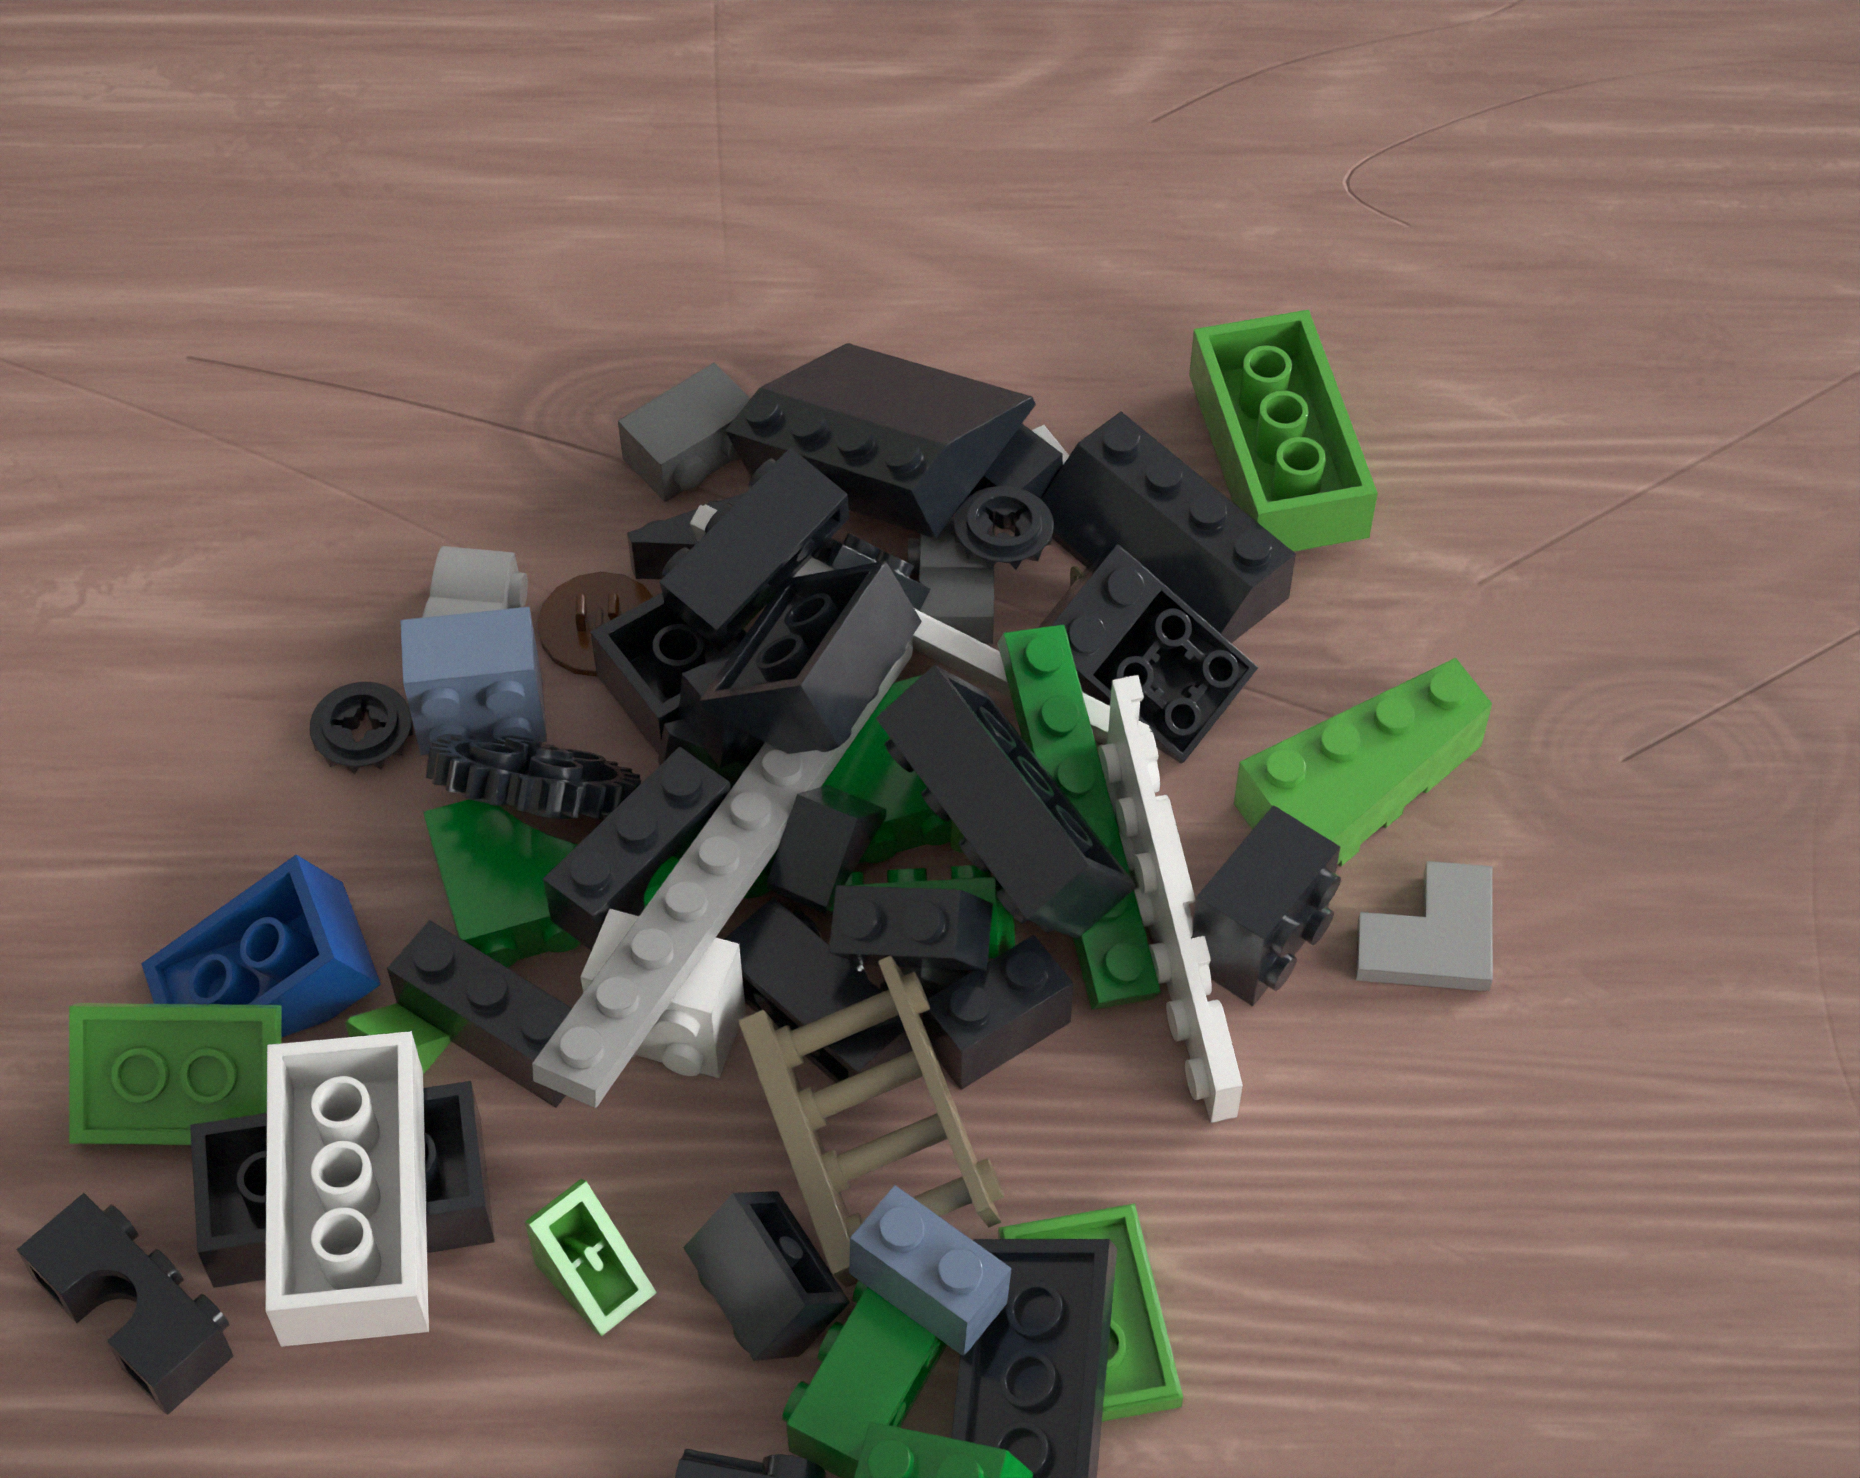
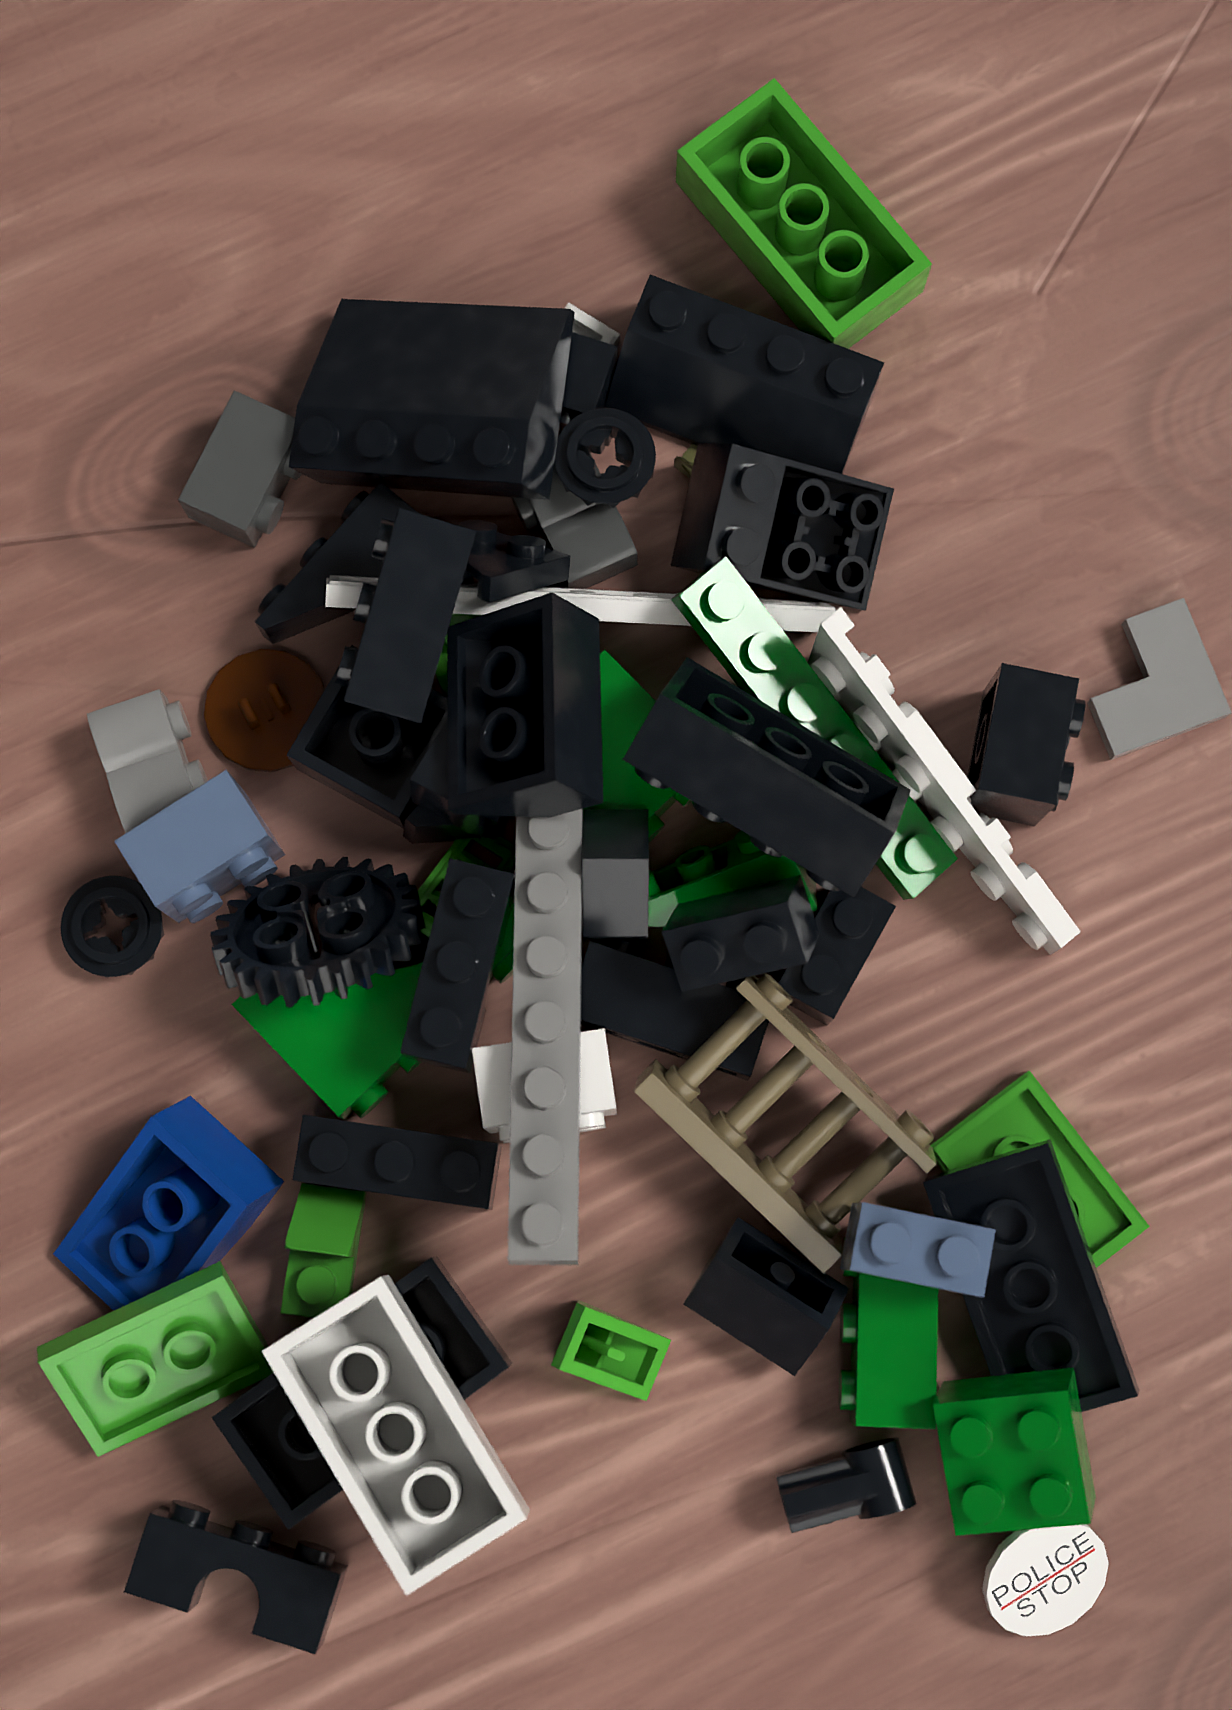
camera: 25 degrees left, 25 degrees up
(1370, 759) = (1029, 567): bright green wedge -> none

